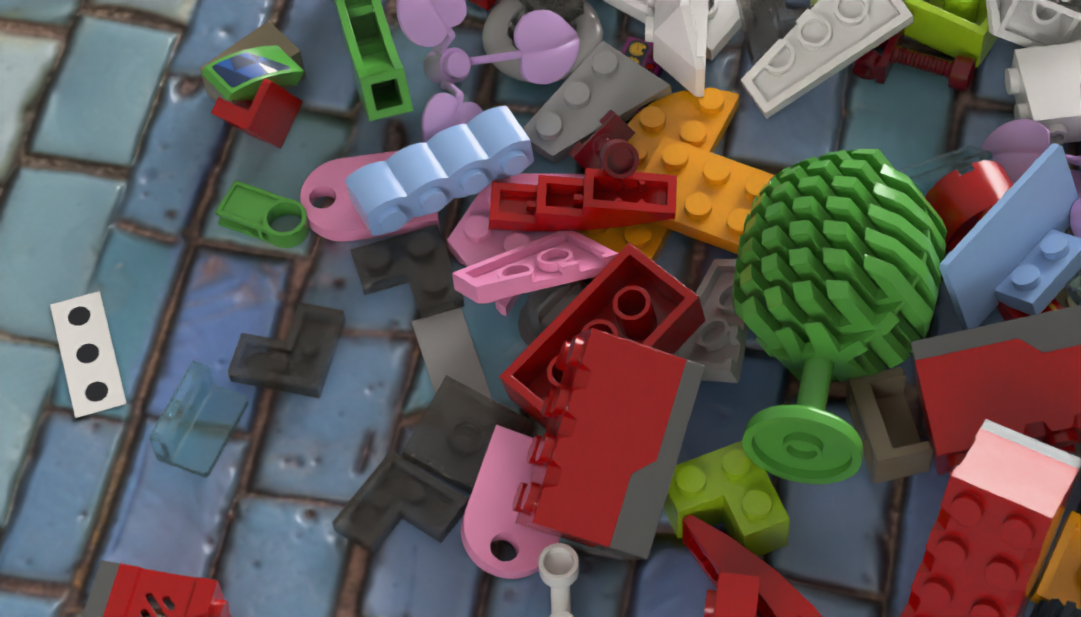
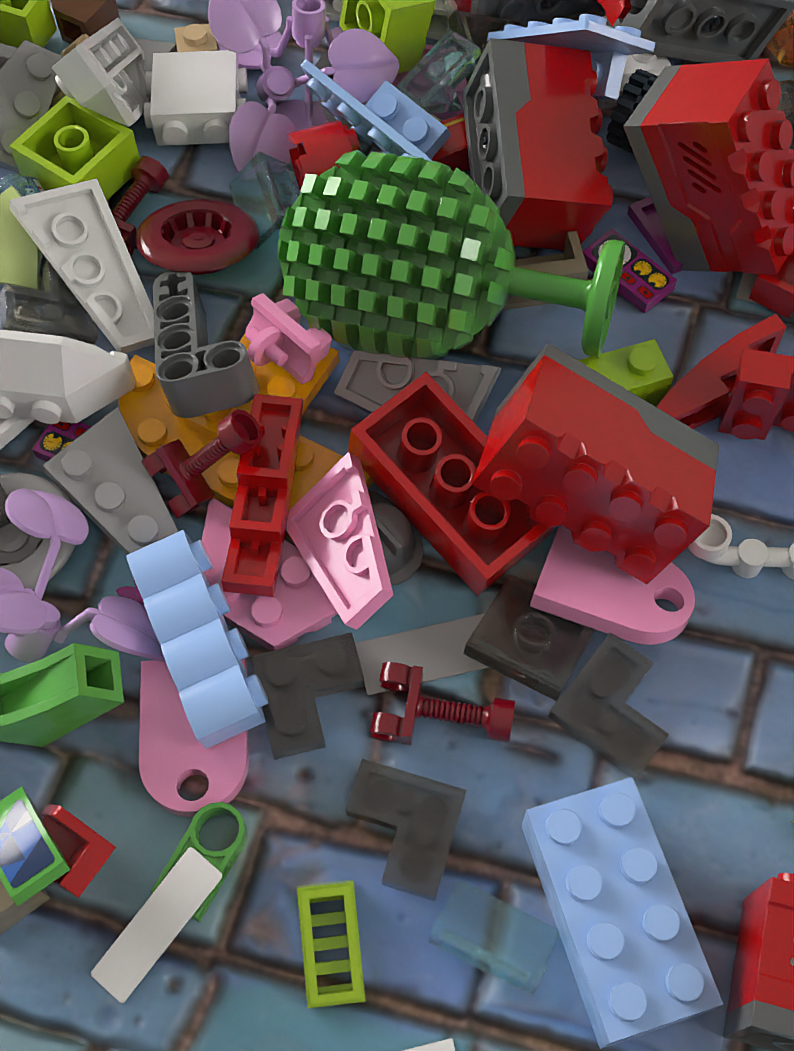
camera: 90 degrees left, 5 degrees up
(211, 189) = (156, 924): none -> white sticker
(216, 503) = (618, 913): none -> light blue brick
(219, 318) = (338, 993): none -> lime slope
(385, 414) = (399, 677): none -> dark red bar
(725, 174) = (280, 338): none -> bright pink hips
(733, 118) = (191, 372): none -> dark grey beam
(880, 121) = (197, 236): none -> dark red wheel
(906, 524) = (641, 278): none -> tile

